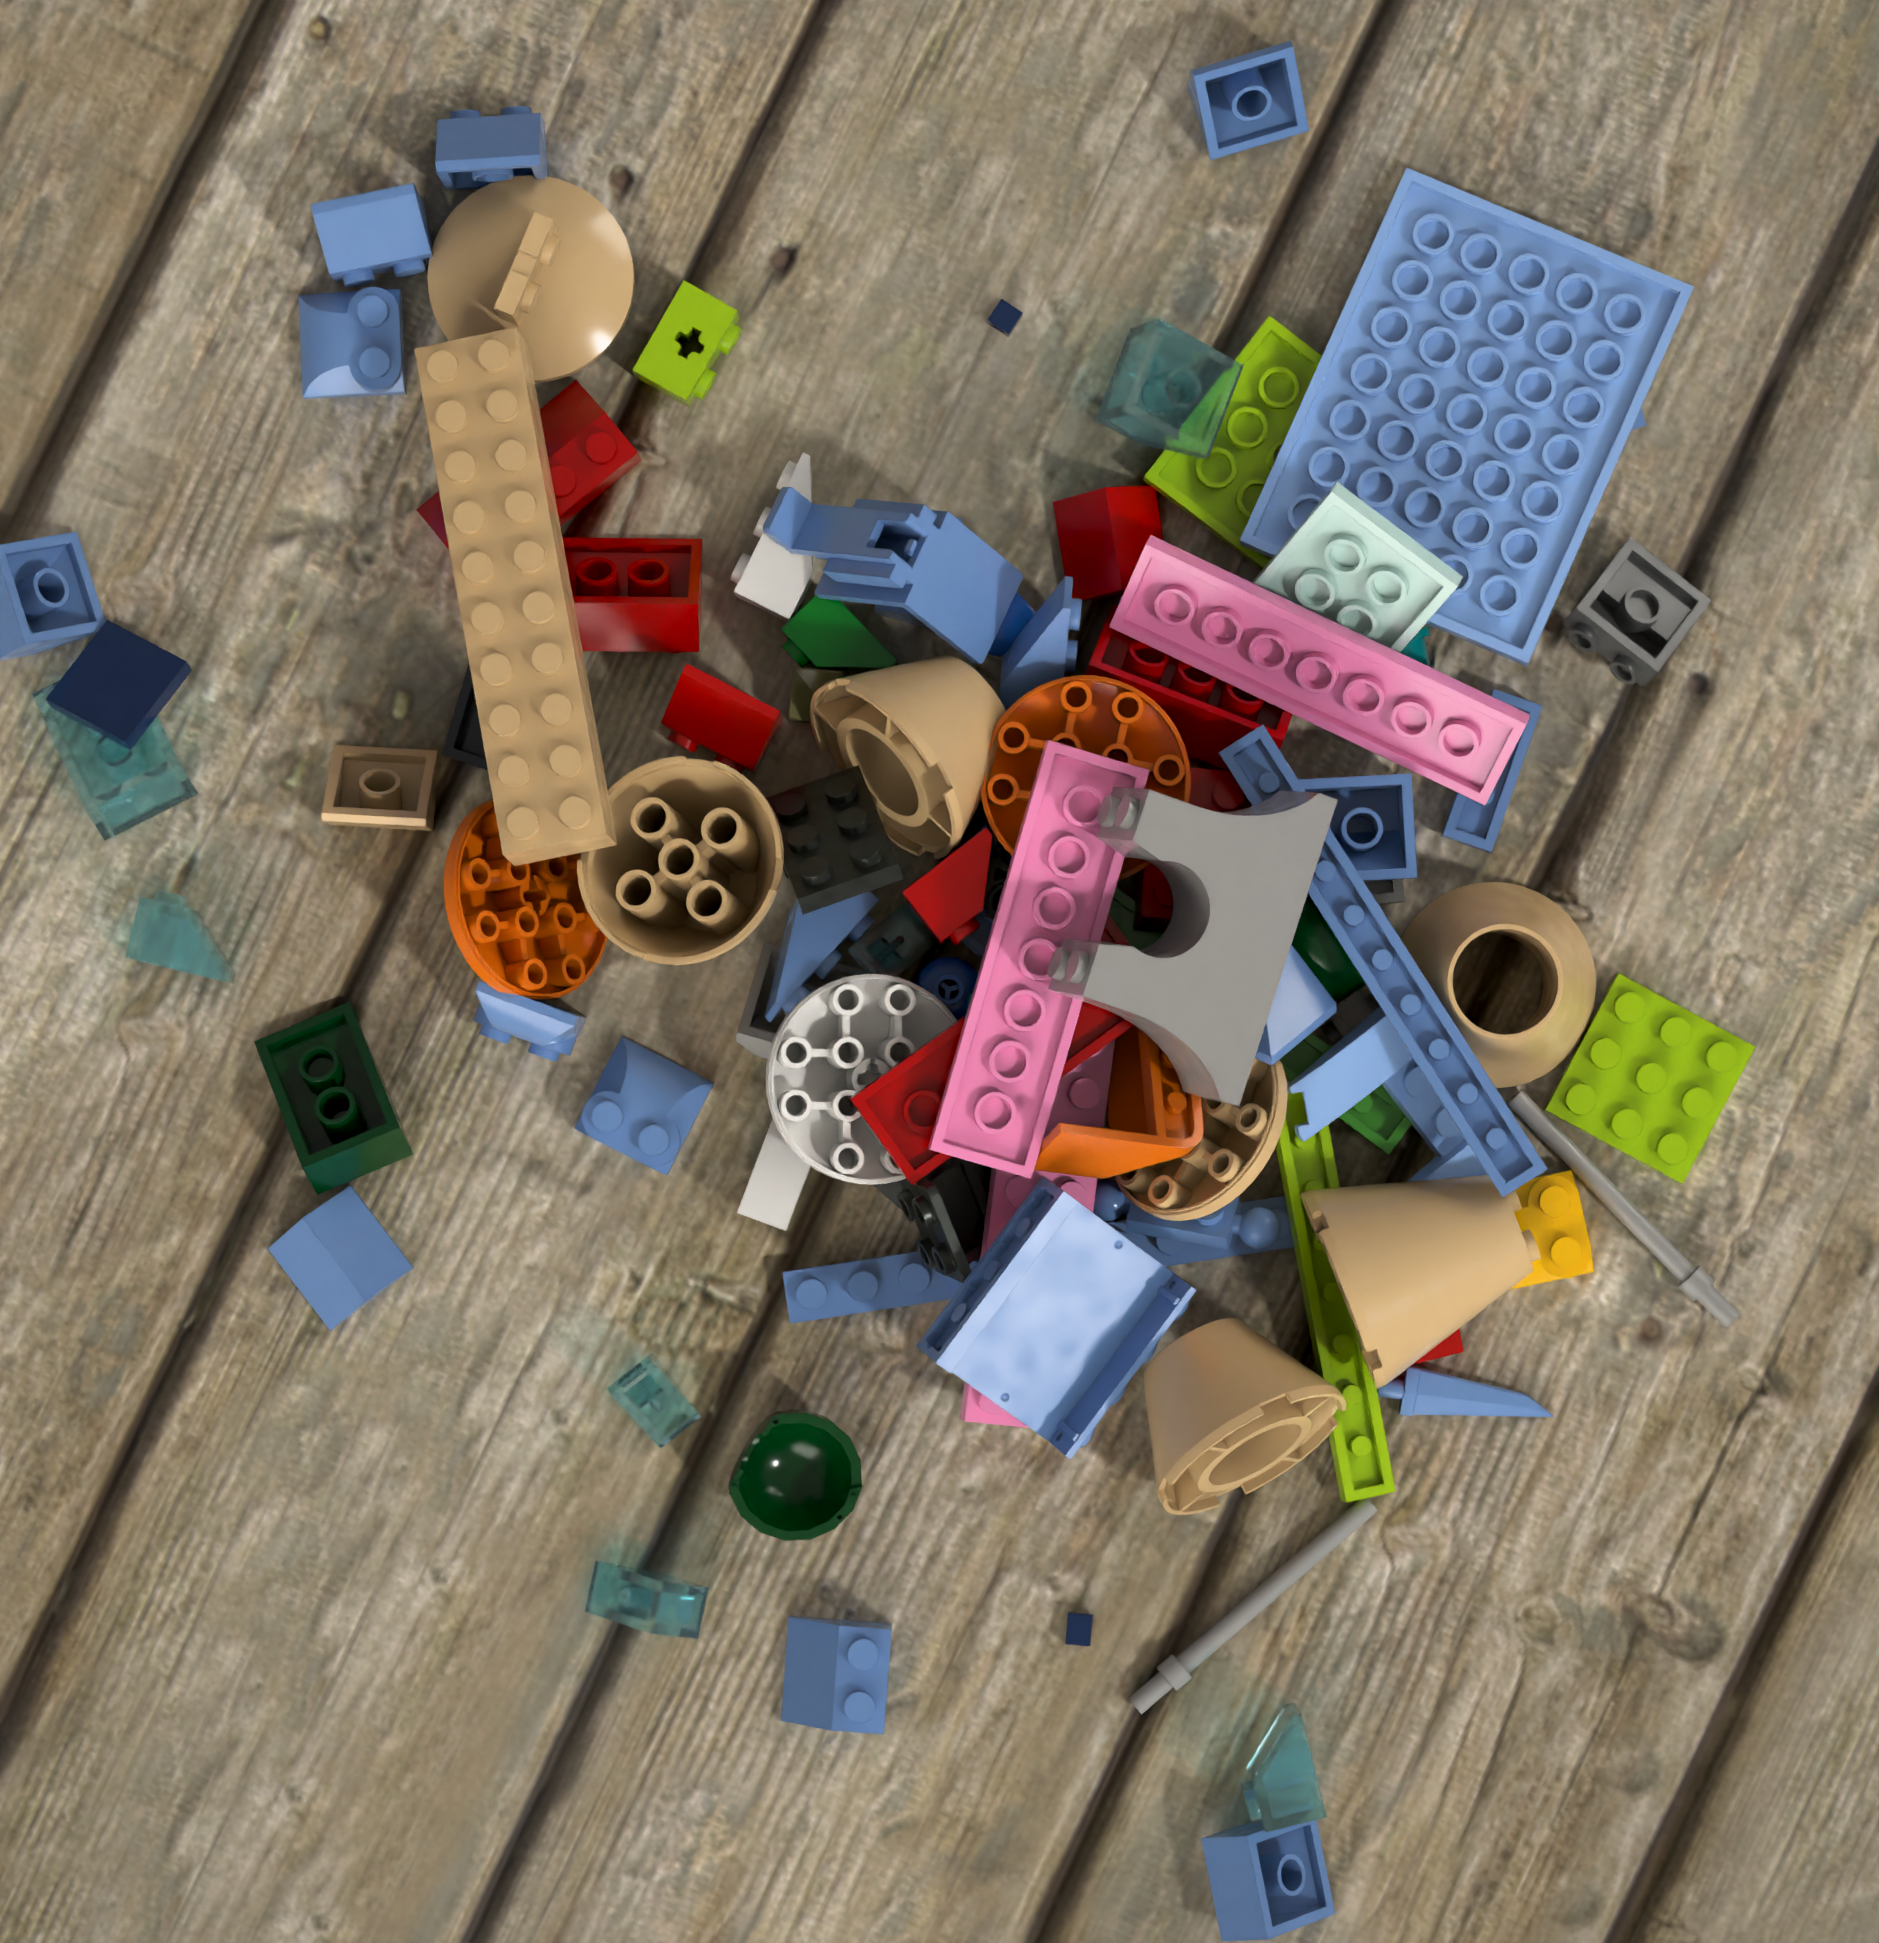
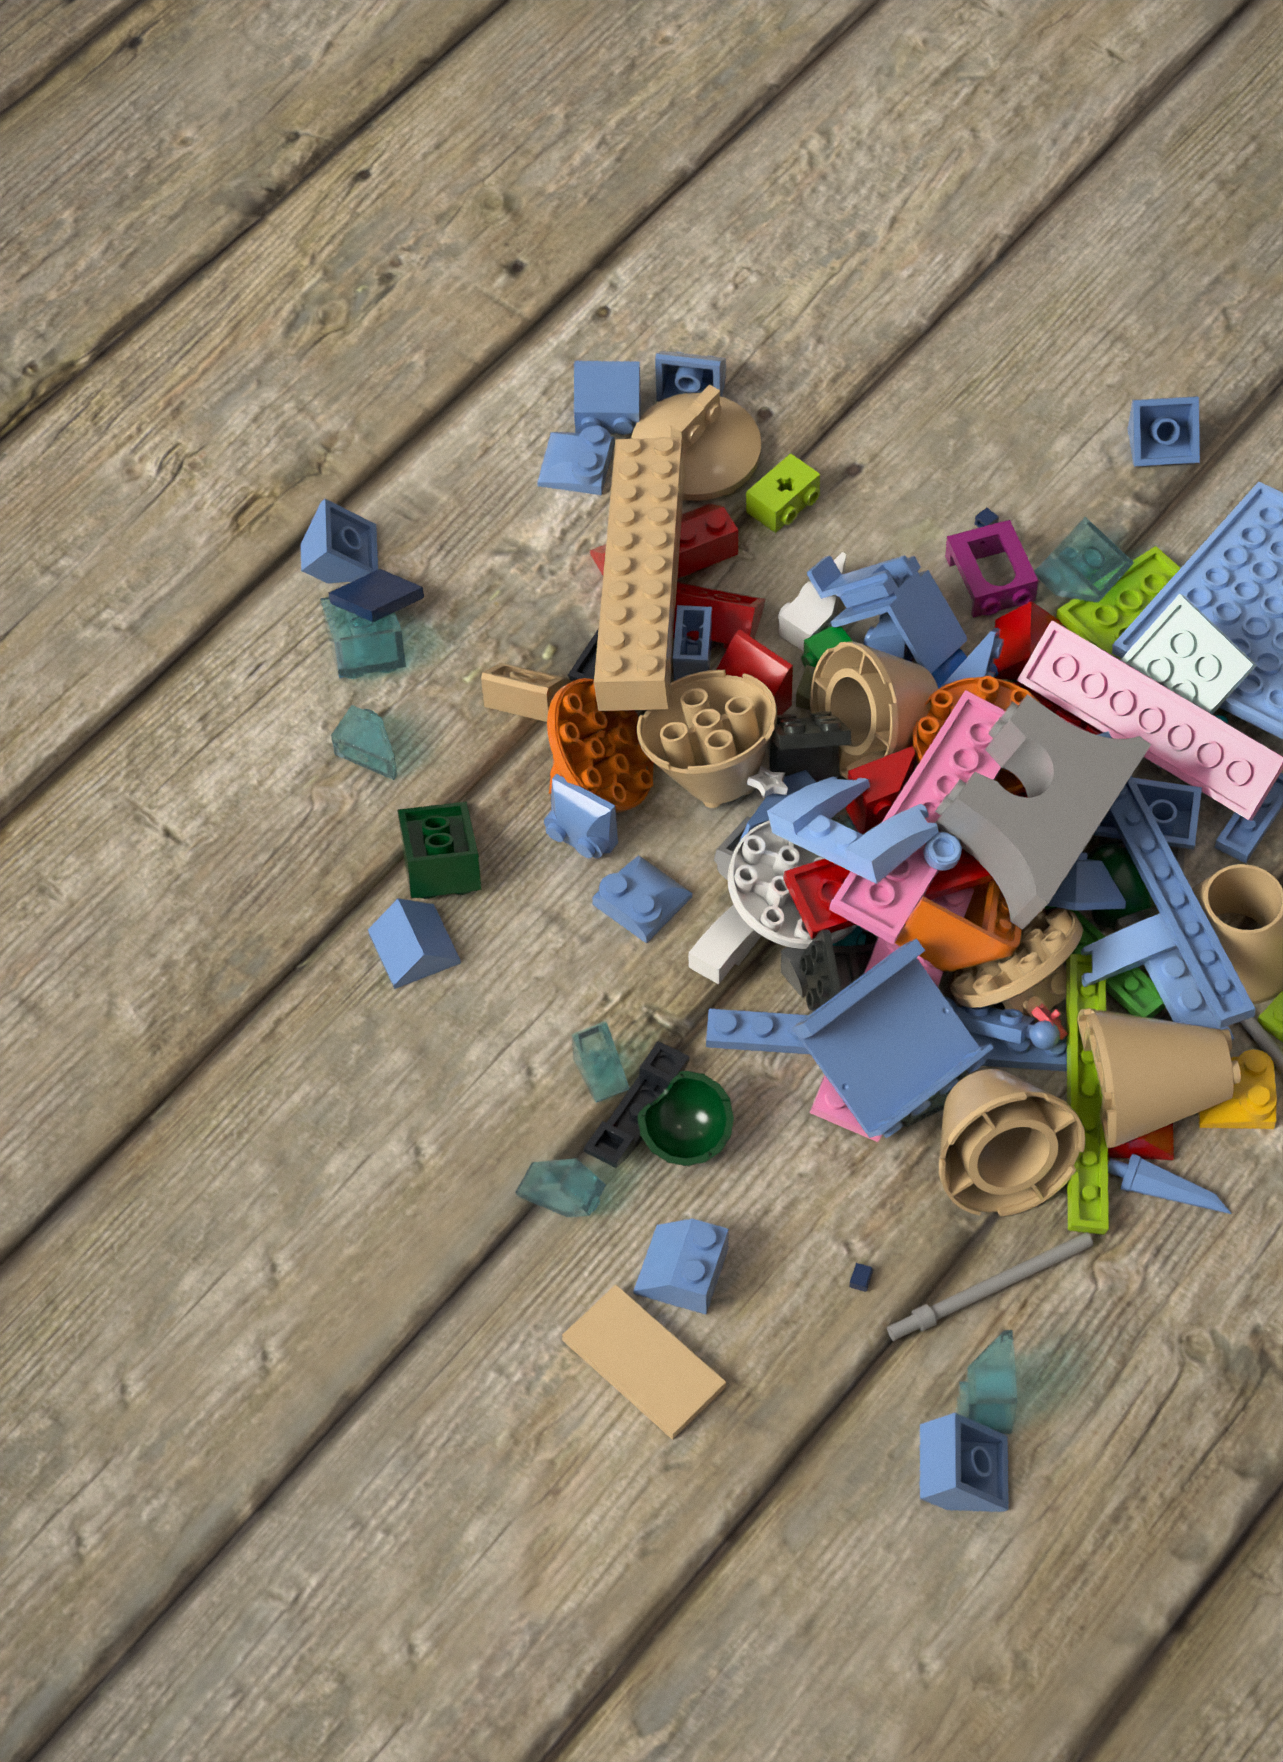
camera: 15 degrees right, 30 degrees down
(620, 691) = (692, 655): none -> medium blue torso
(723, 1435) = (621, 1134): none -> black slope
(787, 916) = (768, 782): none -> white piece
(819, 1819) = (644, 1361): none -> tan tile
(968, 1072) = (807, 822): none -> light blue wedge
(1024, 473) = (989, 540): none -> magenta panel
(1069, 1026) = (942, 851): none -> light blue tile
(1262, 1197) = (1042, 1013): none -> coral piece

